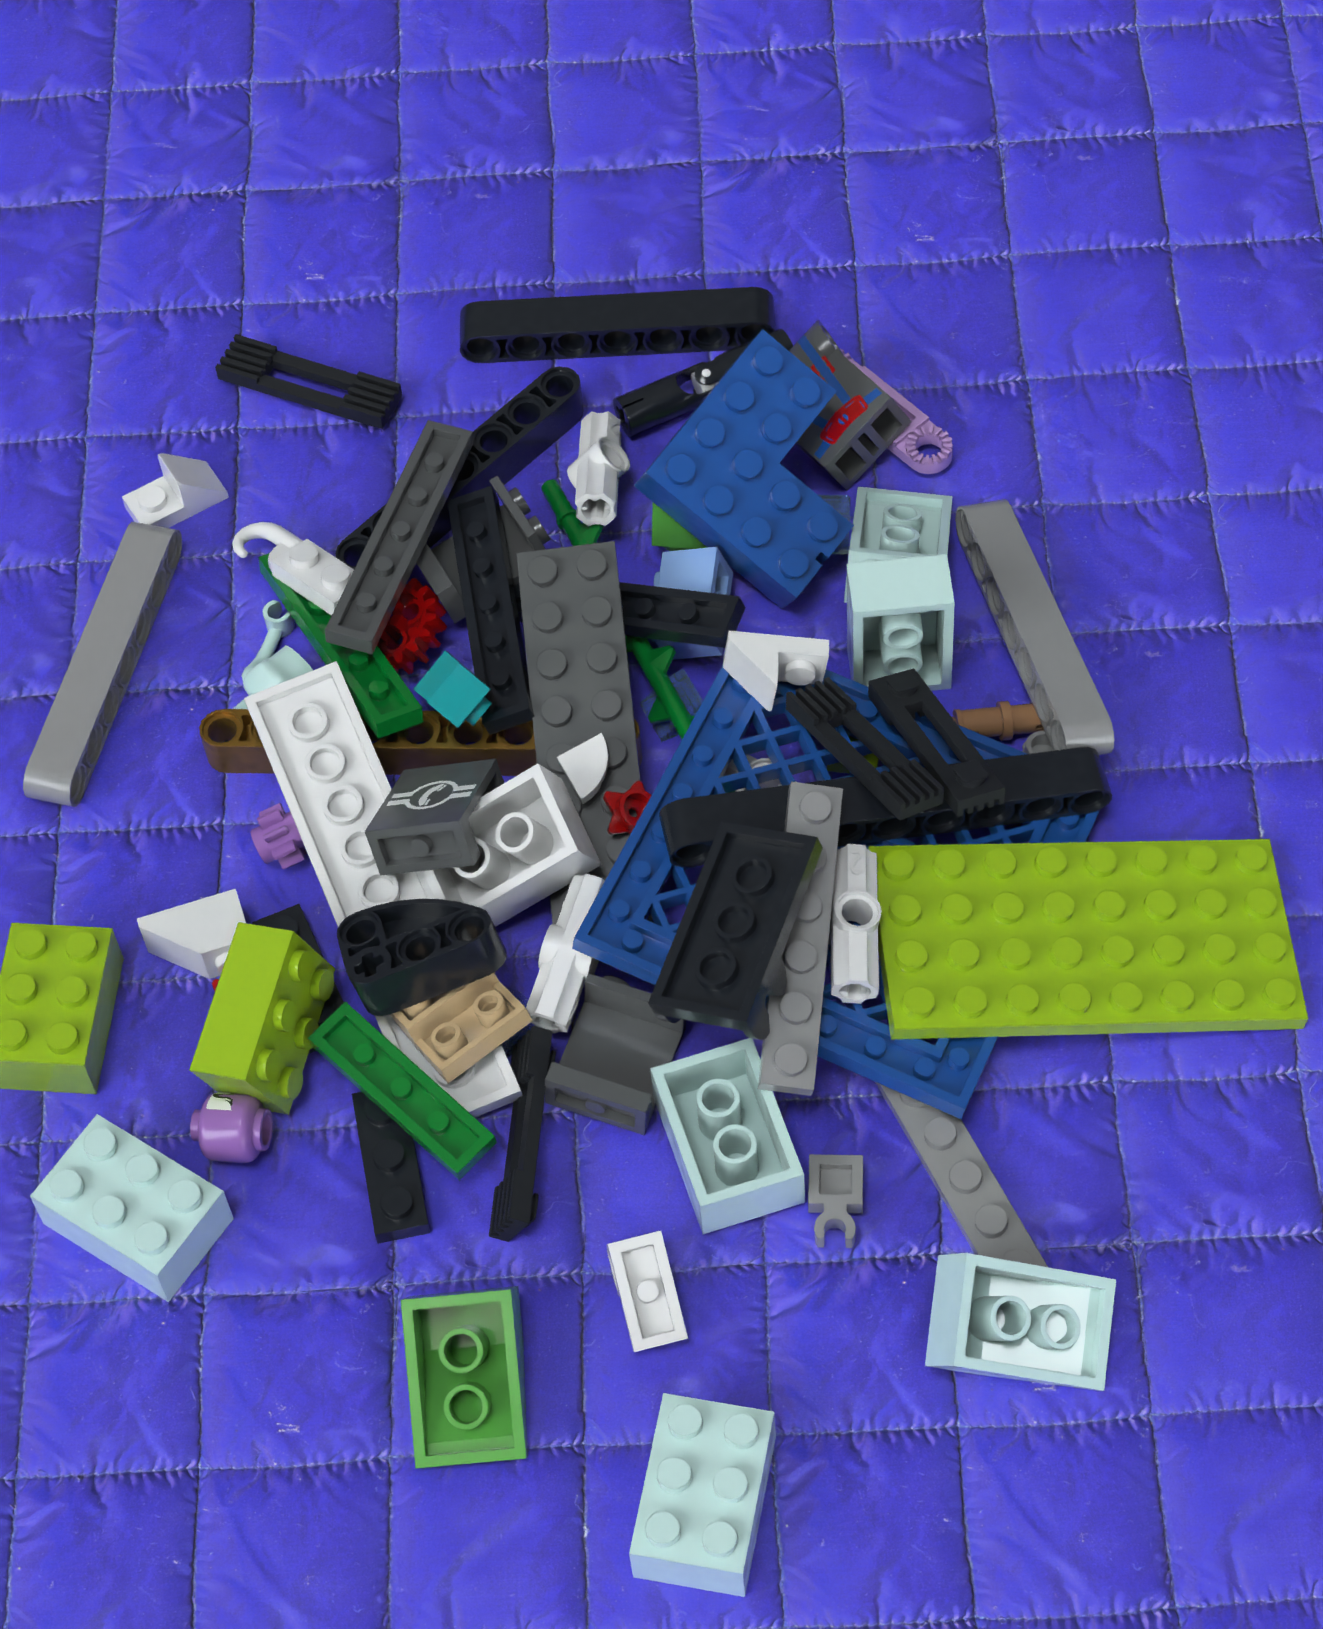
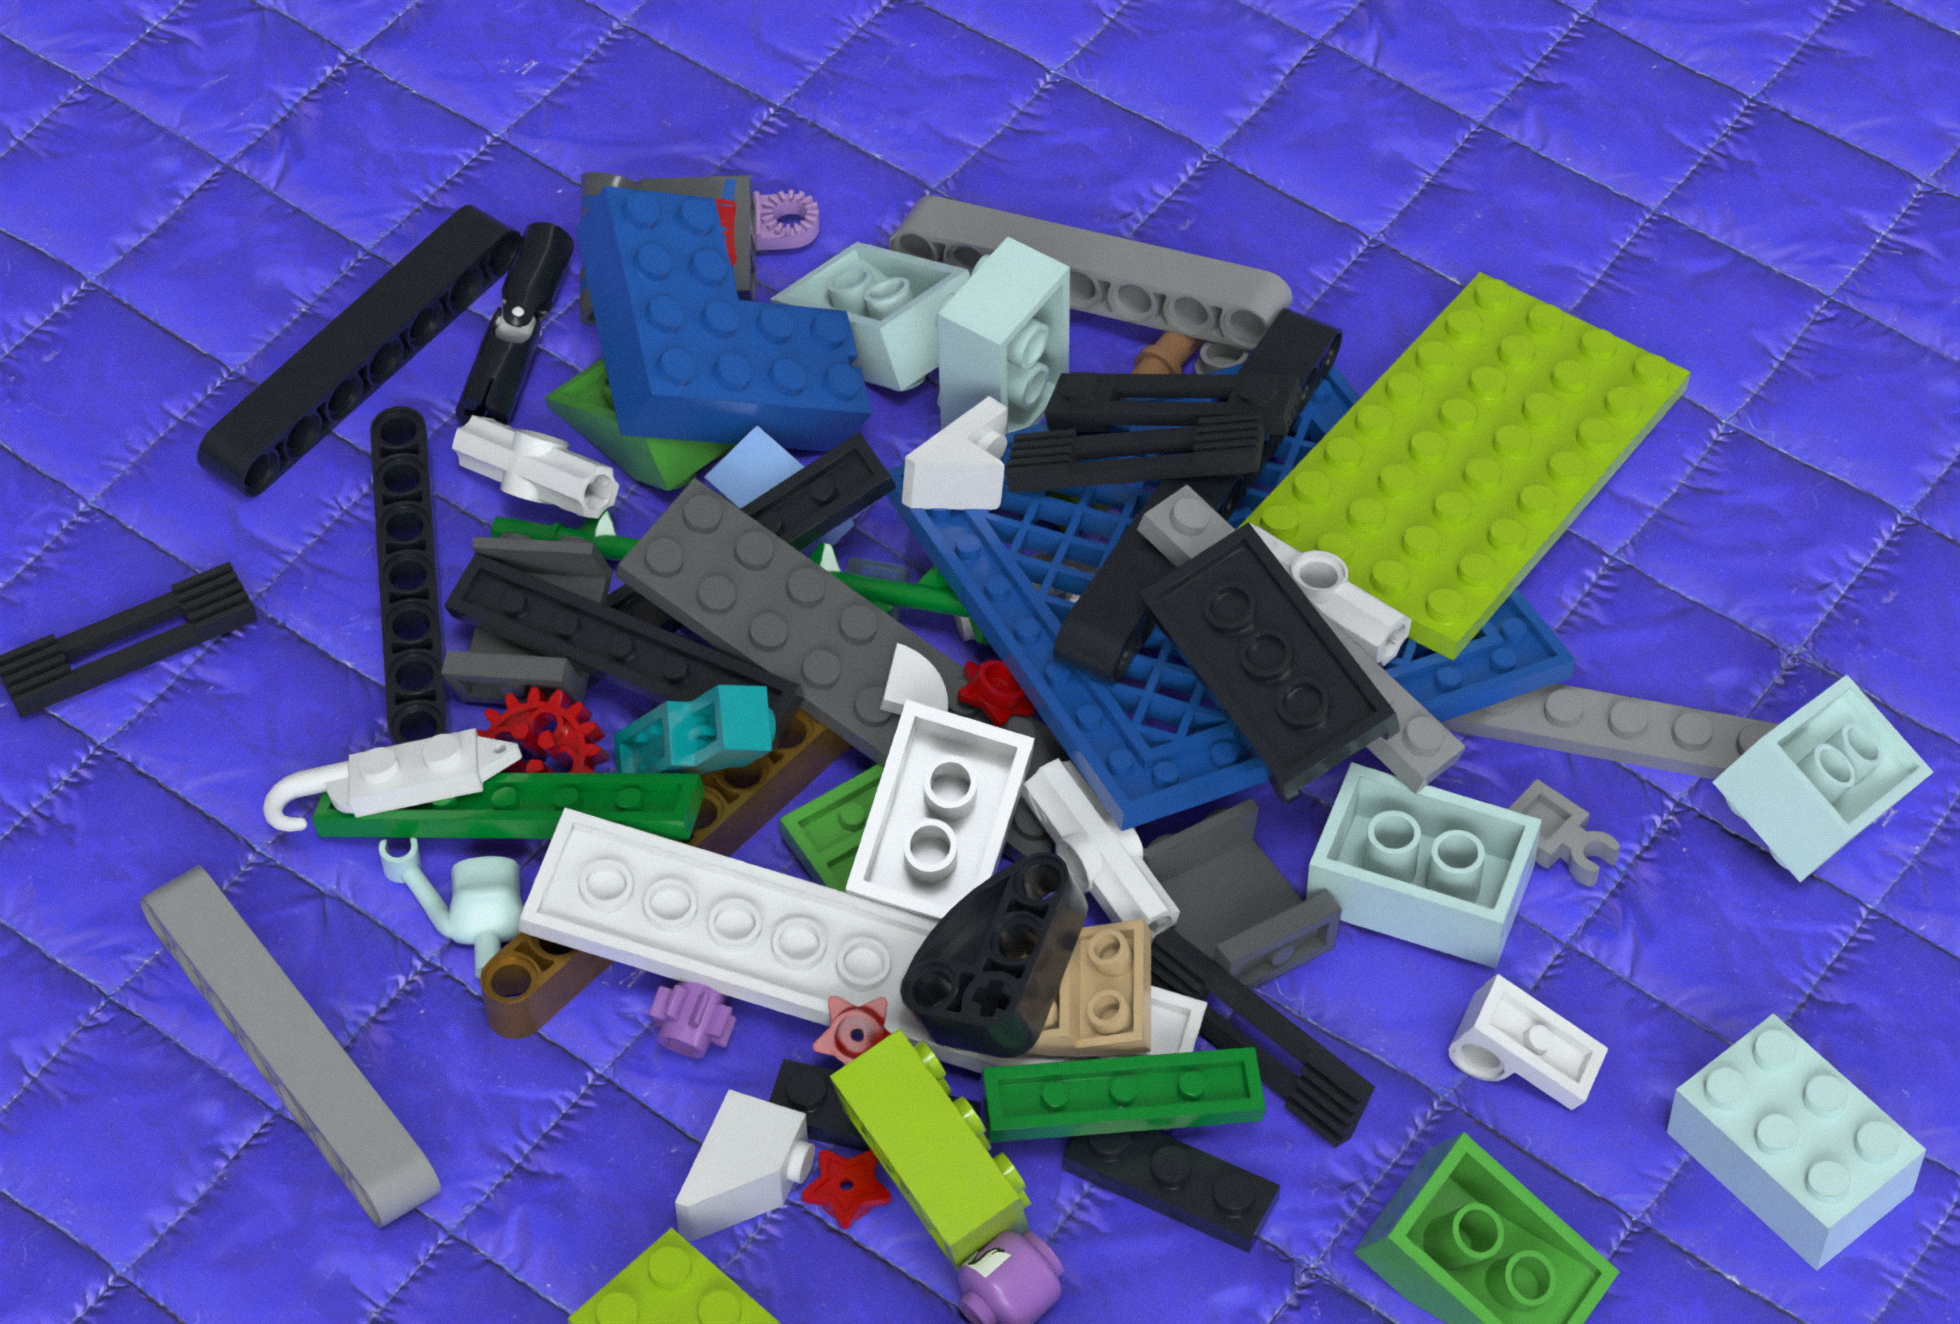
camera: 55 degrees left, 5 degrees down
(179, 494) = (131, 851): white slope -> none
(314, 921) = (846, 1017): none -> plate
(399, 537) = (463, 662): dark grey plate -> none
(428, 815) = (849, 843): dark grey panel -> none

